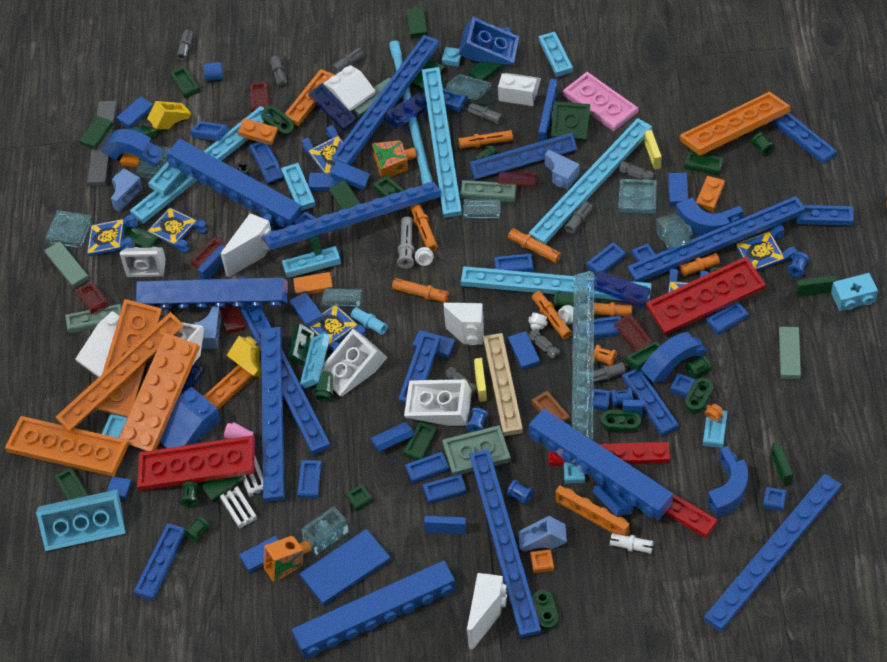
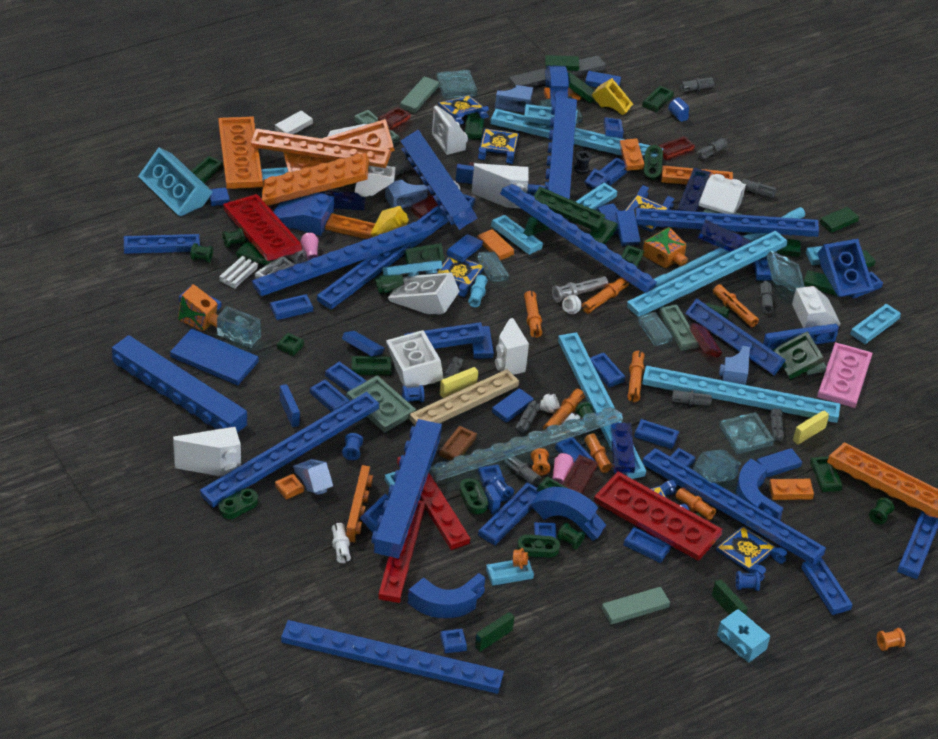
camera: 55 degrees right, 10 degrees down
(47, 386) = (294, 123): none -> white tile
(312, 206) = (570, 209): none -> dark green plate
(617, 342) = (562, 467): none -> bright pink cone

